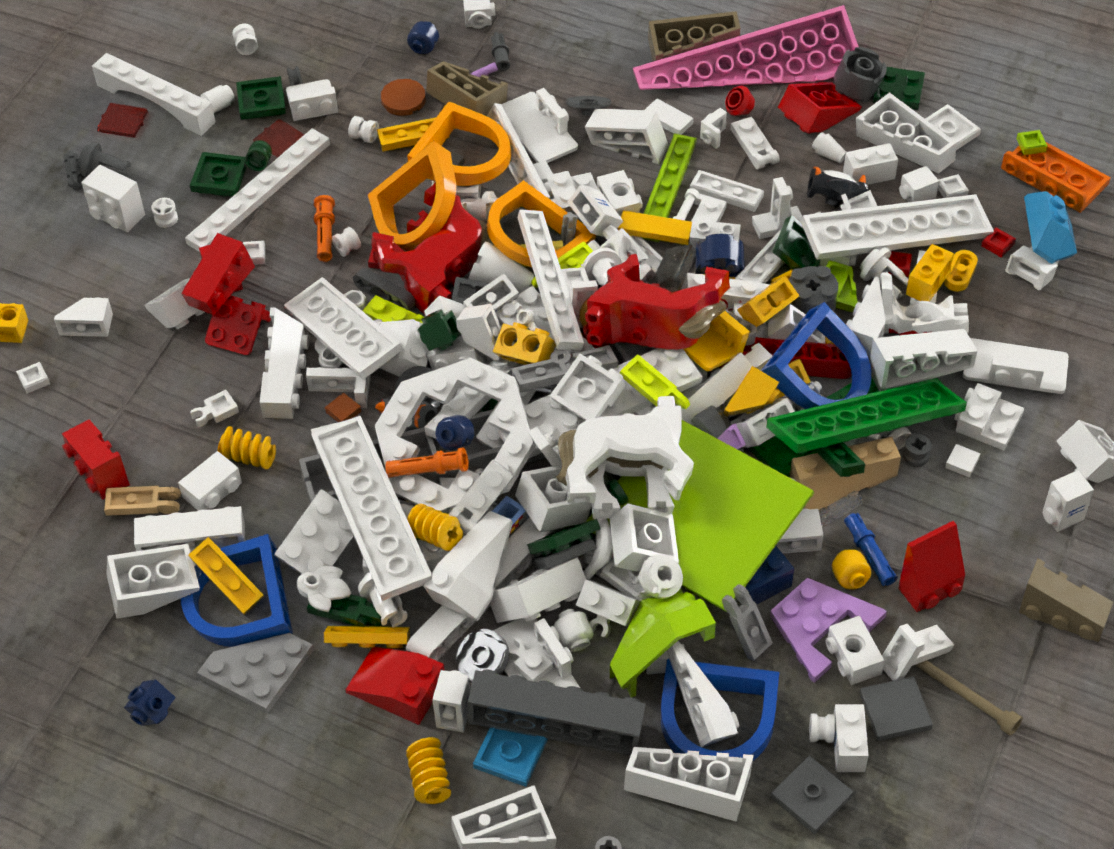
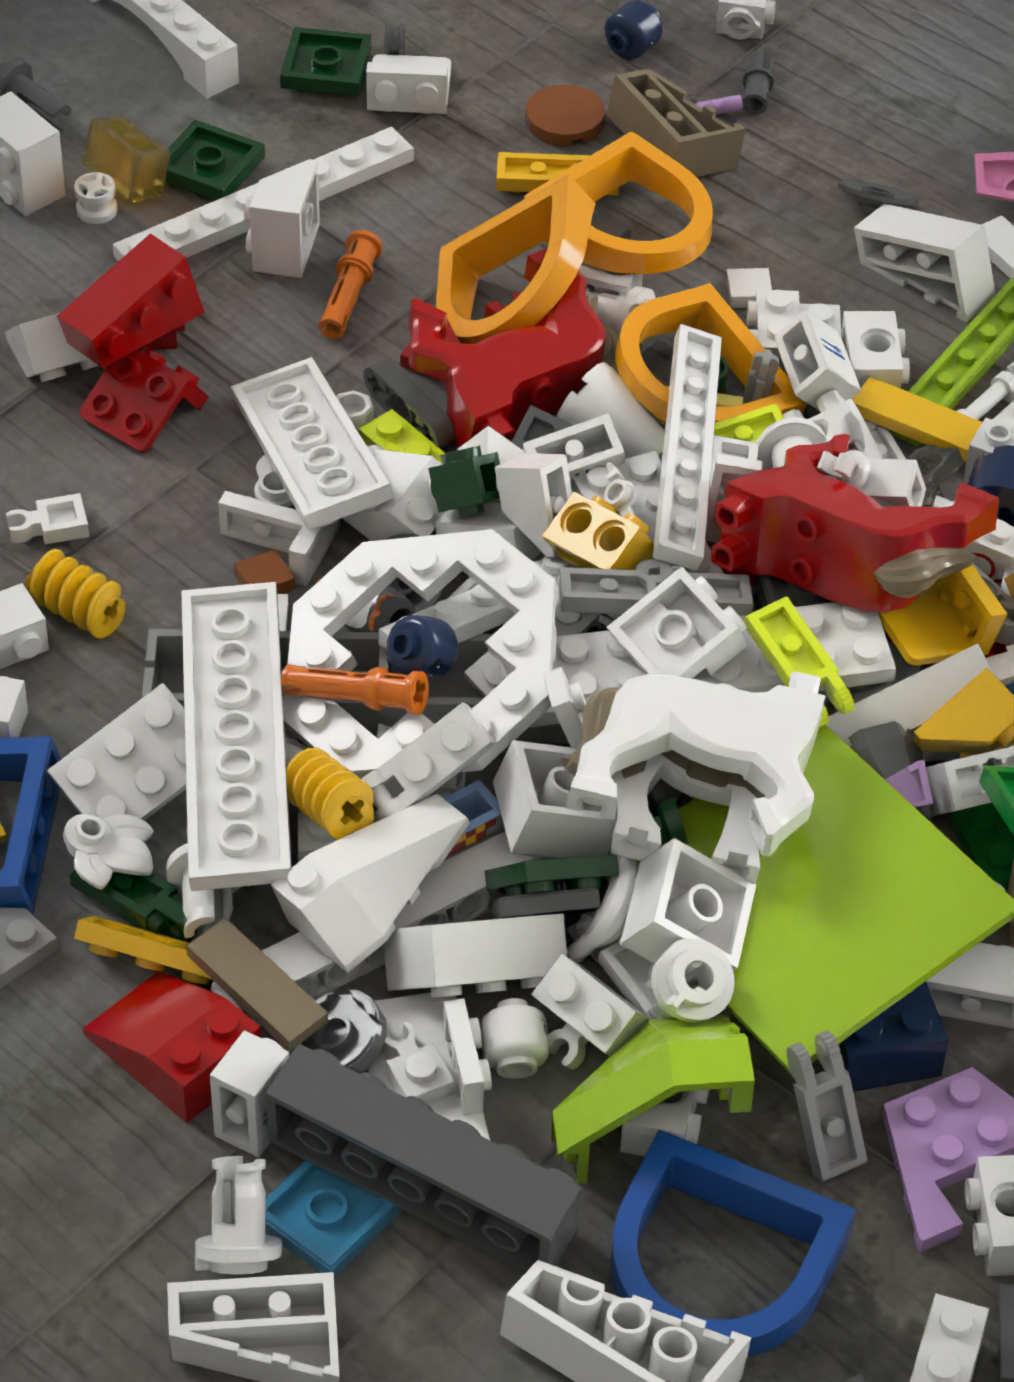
camera: 15 degrees right, 5 degrees down
(122, 120) = (88, 44): clear red piece -> none
(174, 183) = (128, 156): none -> clear yellow brick
(219, 97) = (257, 45): white brick -> none
(254, 159) = (277, 153): dark green wheel -> none
(256, 251) = (218, 294): white tile -> none
(276, 201) = (283, 220): none -> white slope
(279, 137) = (330, 128): clear red piece -> none
(283, 366) = (188, 479): white wedge -> none
(346, 241) = (376, 313): white wheel -> none
(363, 129) = (473, 146): white wheel -> none
(428, 771) = (166, 1200): yellow piece -> none
(432, 640) = (257, 984): none -> dark tan tile
(474, 780) = (238, 1221): none -> white piece
(520, 163) = (721, 258): white tile -> none
(541, 125) = (778, 210): white bracket -> none
(645, 273) = (849, 467): none -> white plate
(667, 275) = (895, 482): none -> white brick
(705, 705) = (699, 1233): white wedge -> none
(822, 728) = (900, 1331): white wheel -> none

